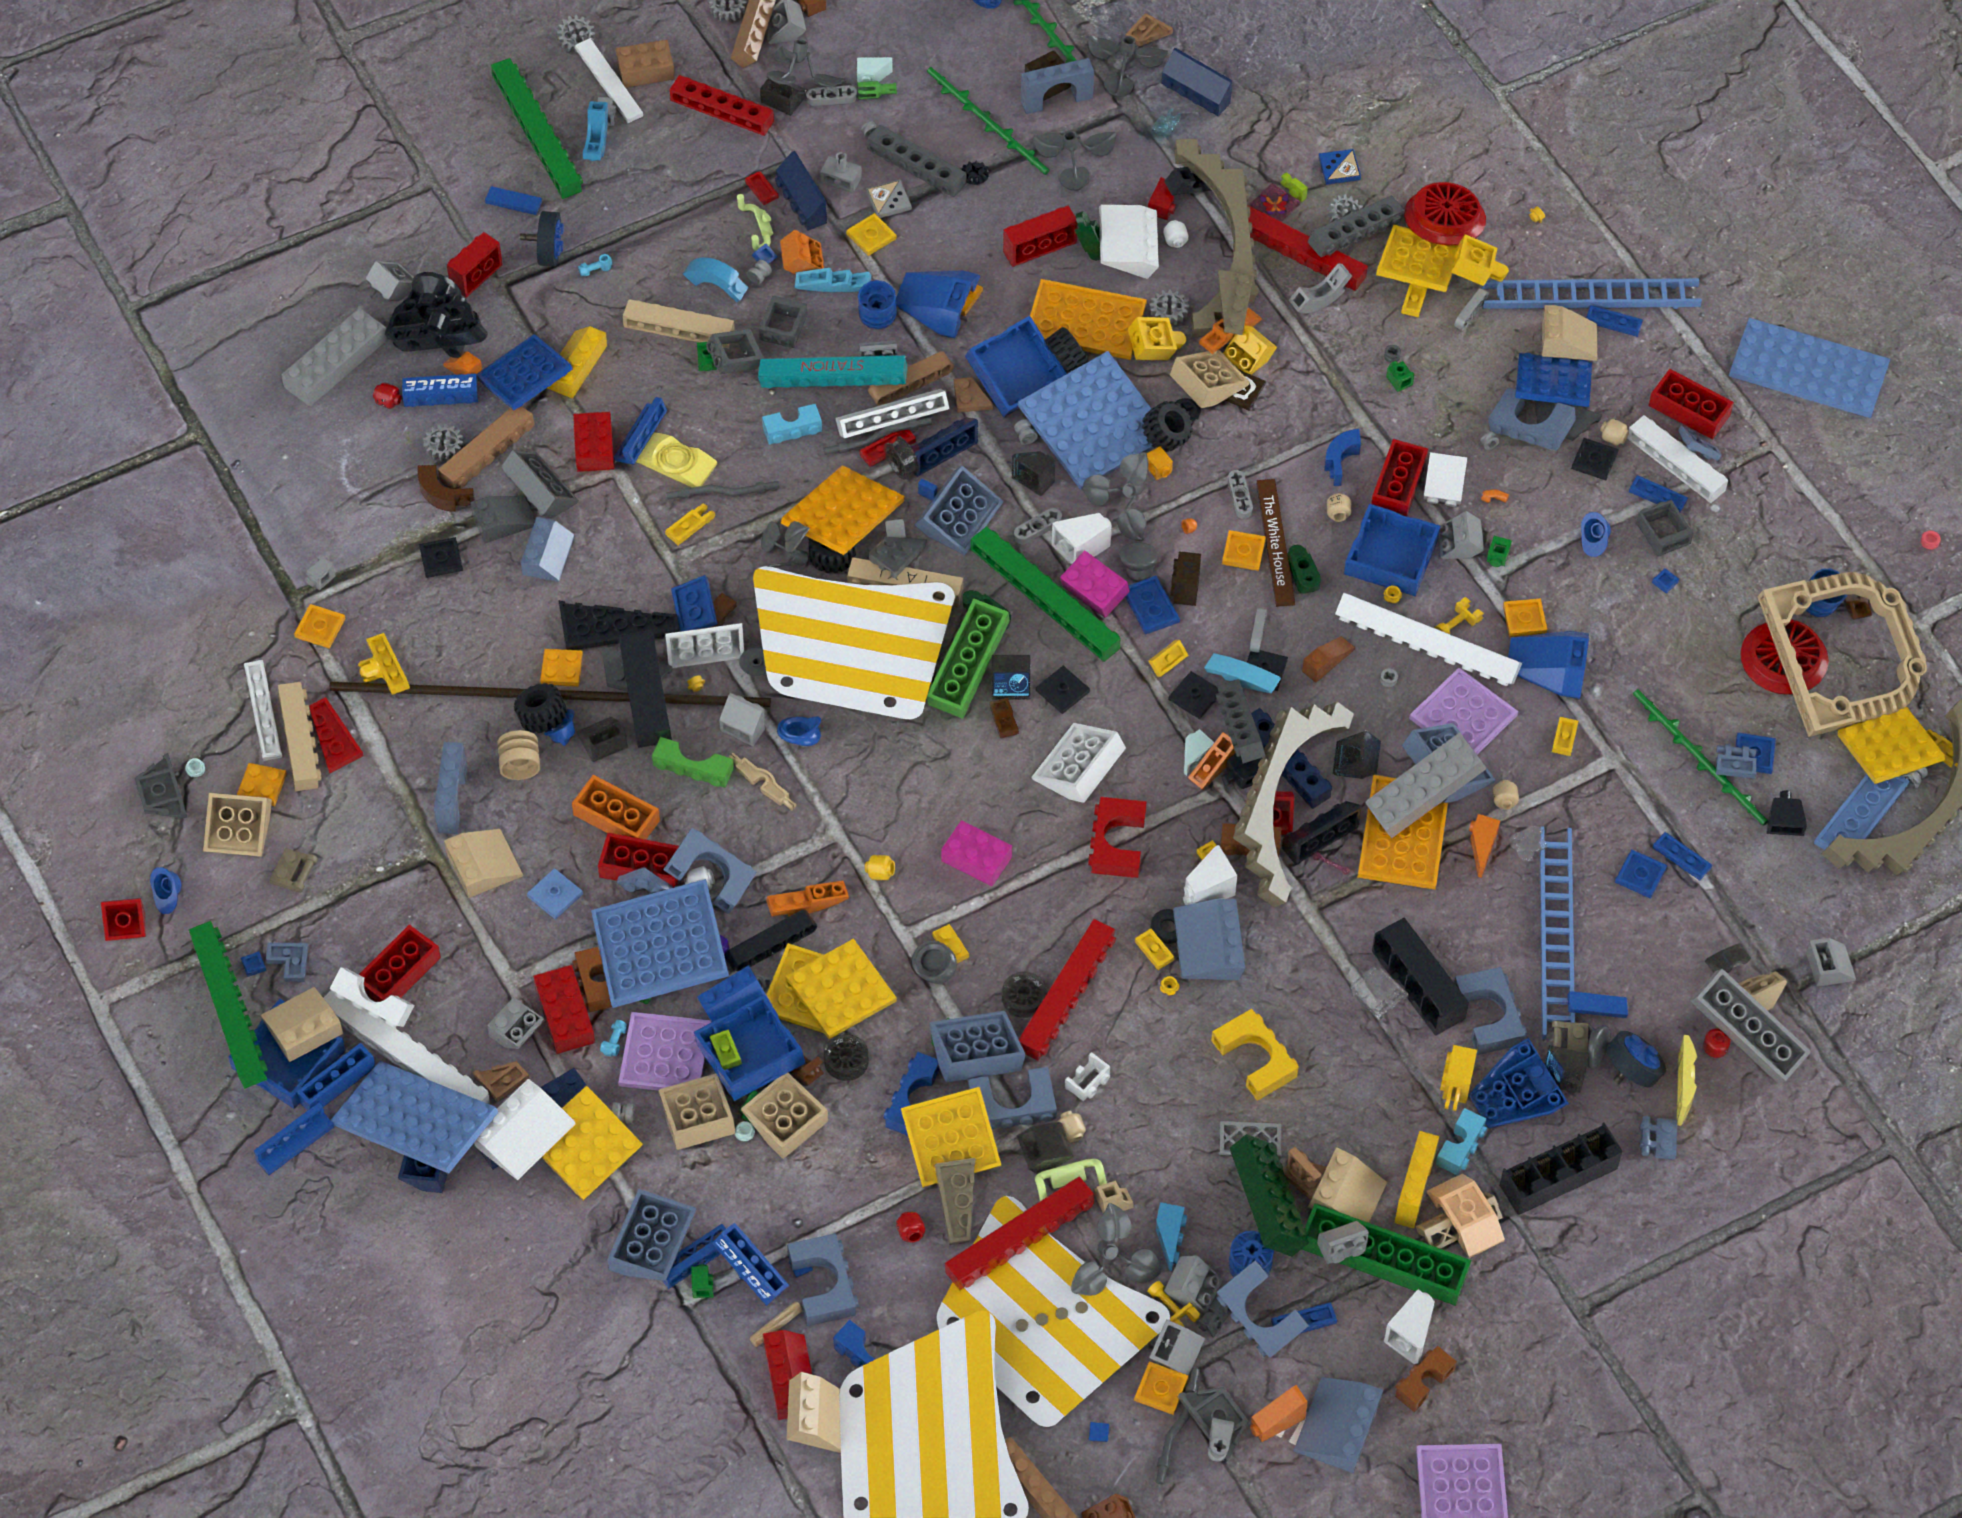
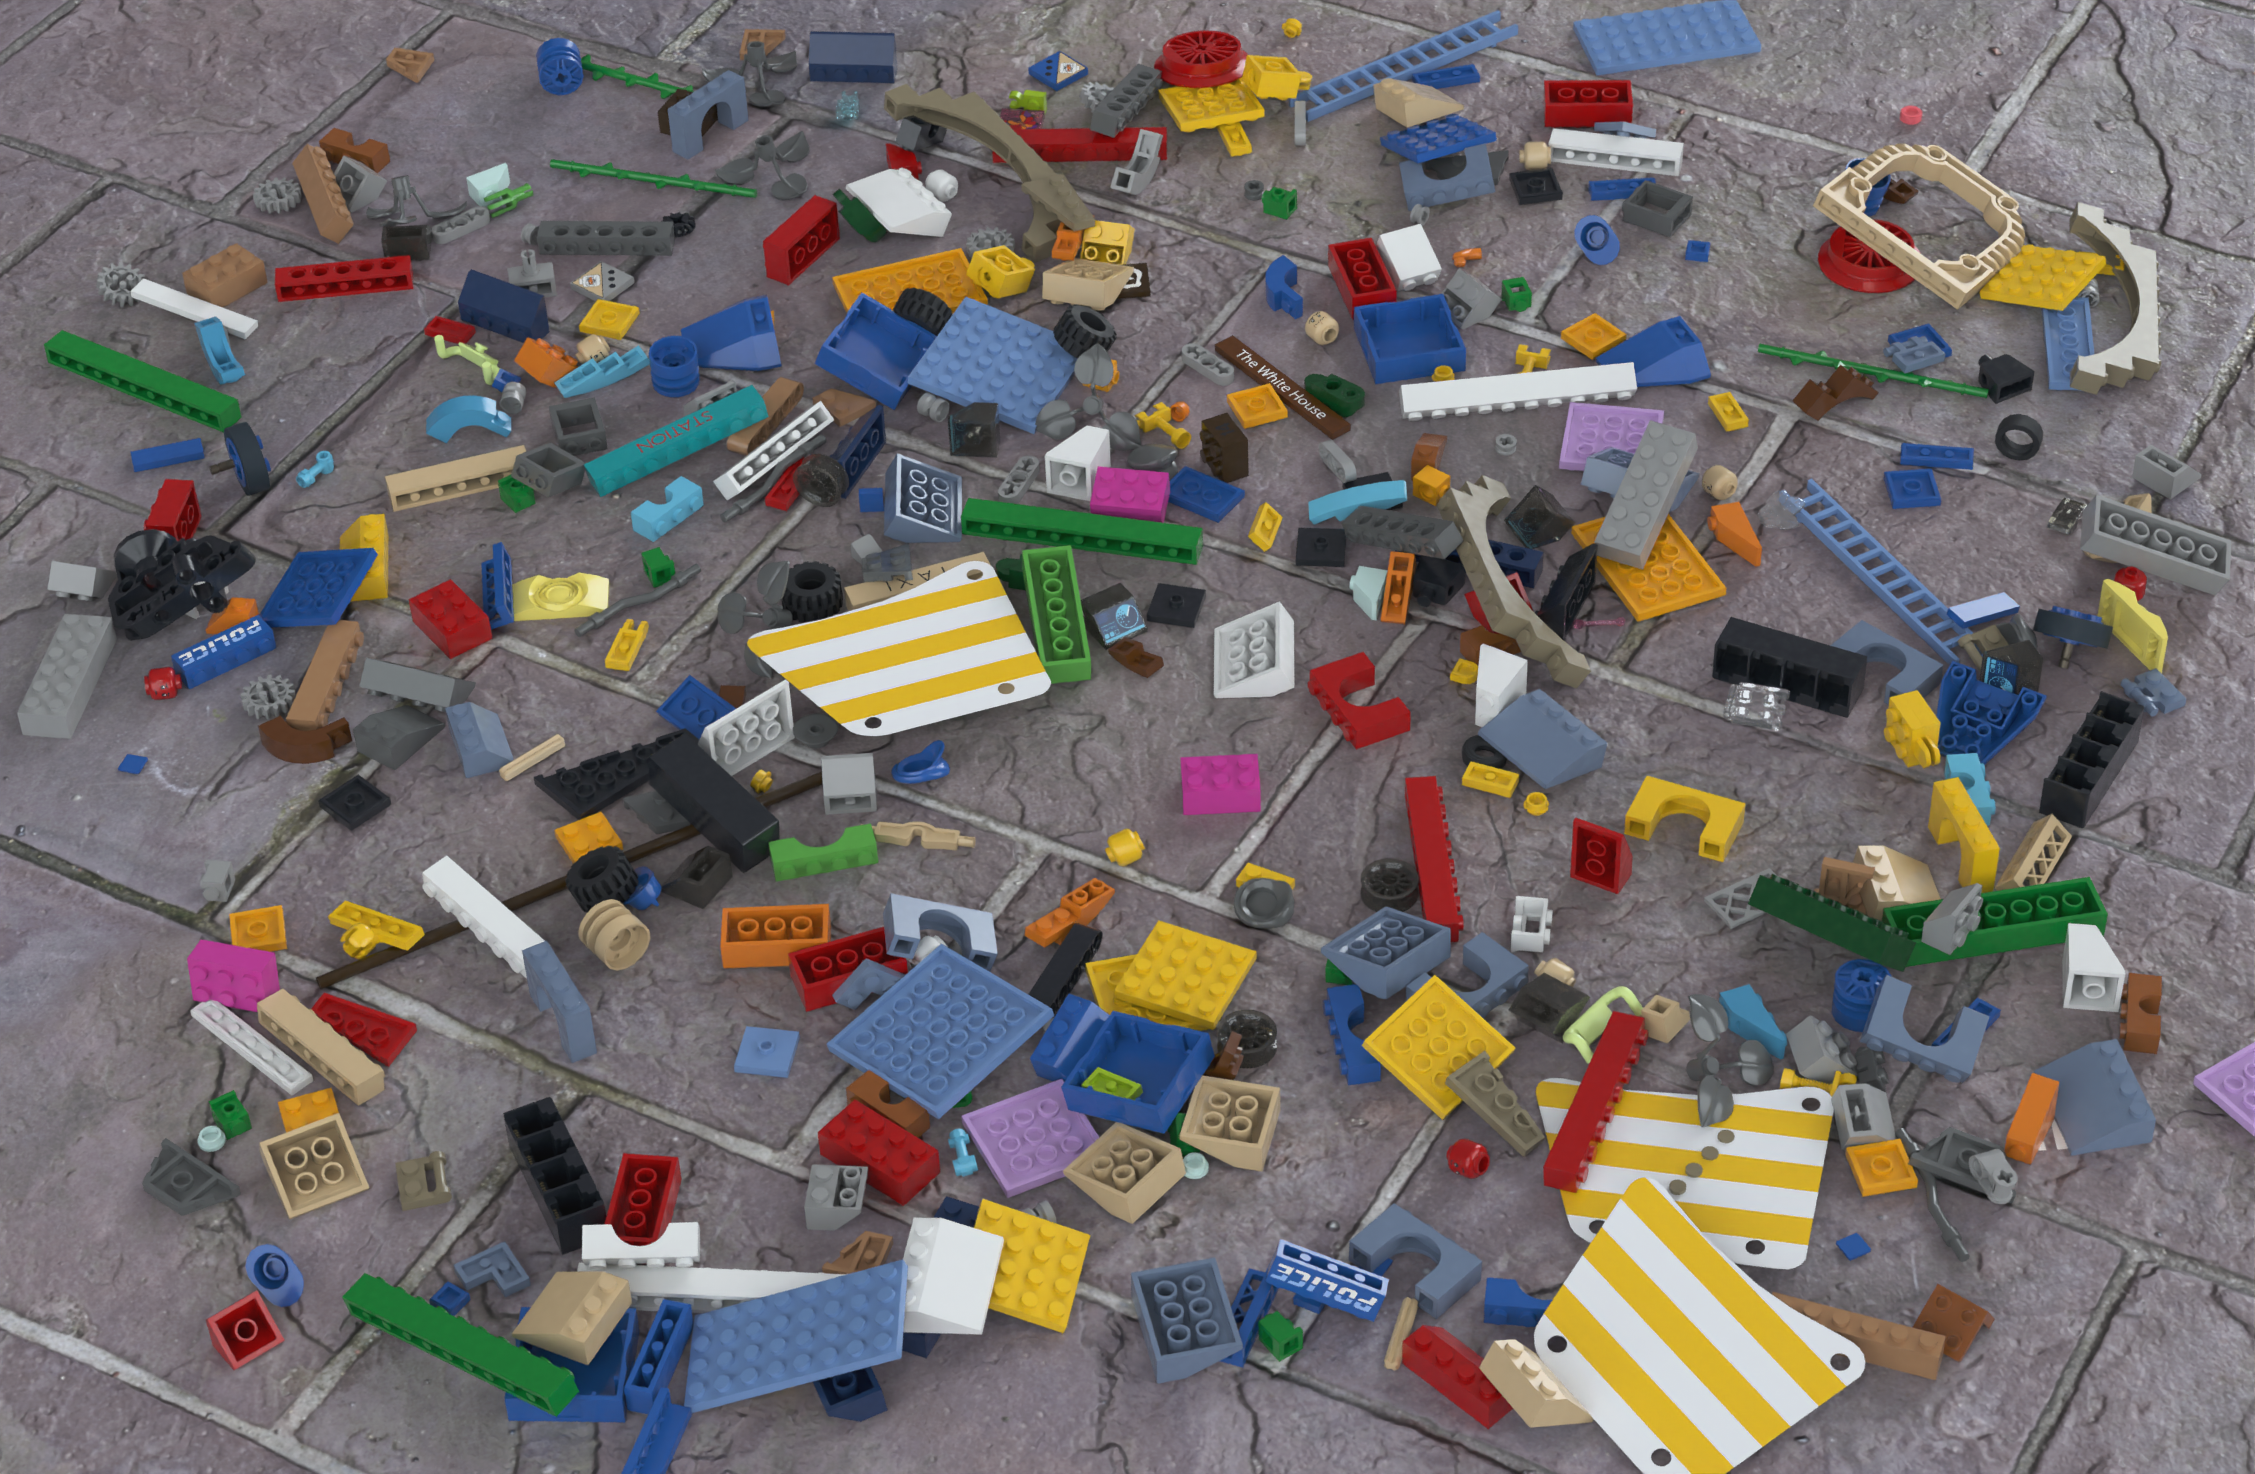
camera: 30 degrees left, 15 degrees down
(215, 757) = (230, 1115): none -> green brick
(277, 655) = (232, 974): none -> dark pink brick
(332, 449) = (133, 764): none -> blue piece
(365, 913) = (554, 1172): none -> black piece
(453, 693) = (480, 912): none -> white brick
(482, 860) = (650, 1062): tan slope -> none
(571, 582) = (532, 757): none -> tan axle
(752, 470) = (657, 566): none -> green brick
(838, 259) = (592, 347): none -> tan head
(844, 509) = (811, 544): light orange plate -> none
(1168, 1055) = (1600, 856): none -> red slope
(1170, 549) = (1160, 419): none -> yellow bar
(1307, 686) = (1430, 485): none -> light orange brick
(1468, 1213) = (2043, 840): light nougat slope -> none
(1659, 761) = (1843, 385): none -> reddish brown arch
(1746, 876) = (2021, 423): none -> black tyre

